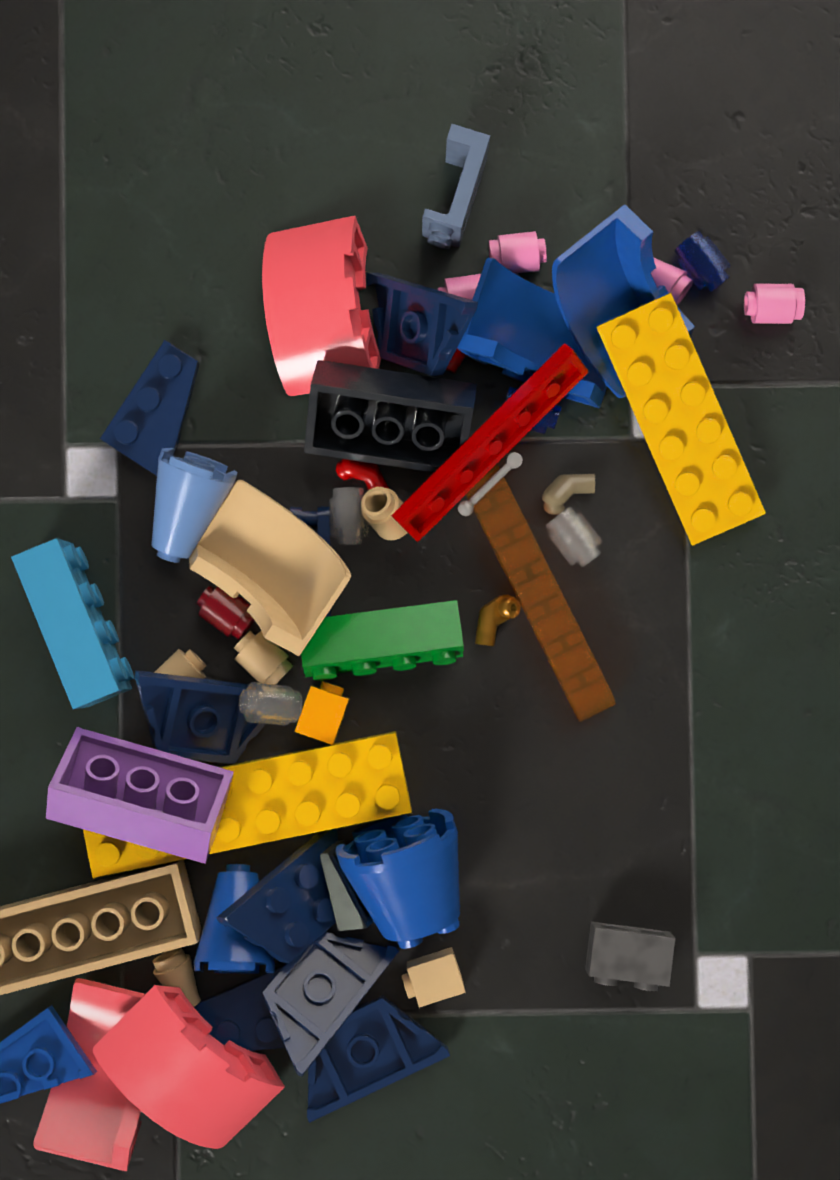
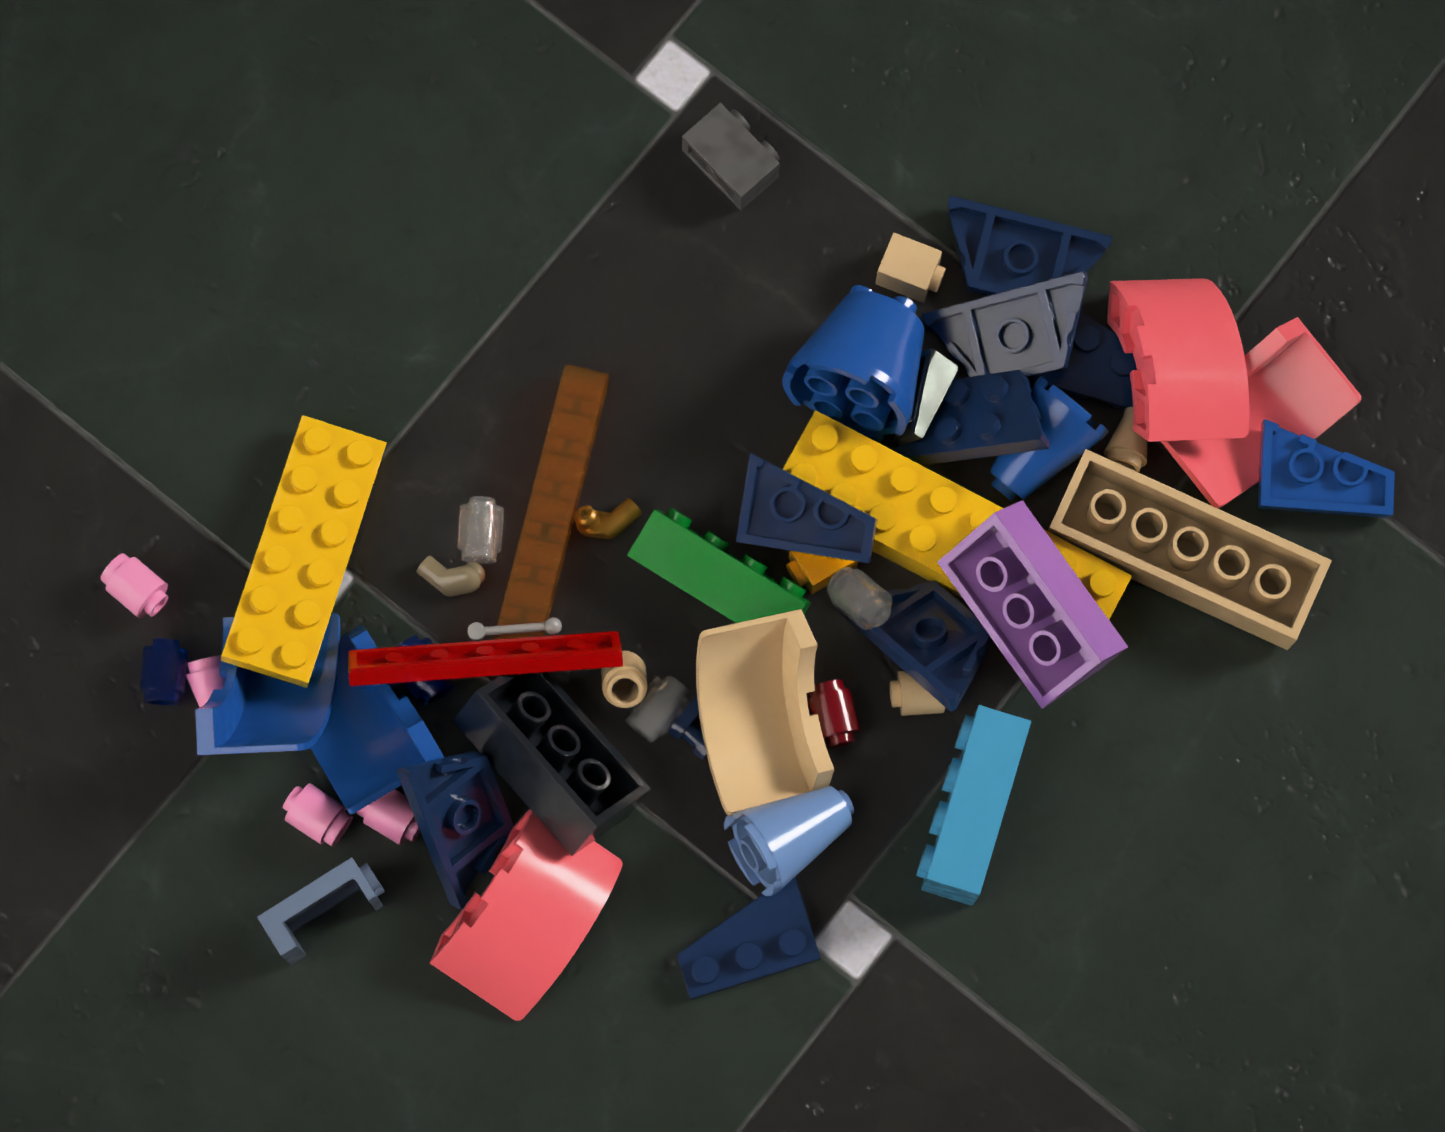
camera: 140 degrees left, 10 degrees down
(262, 658) = (837, 647): tan brick -> none
(355, 724) = (799, 517): none -> dark blue wing
(363, 471) = (610, 725): red arm -> none

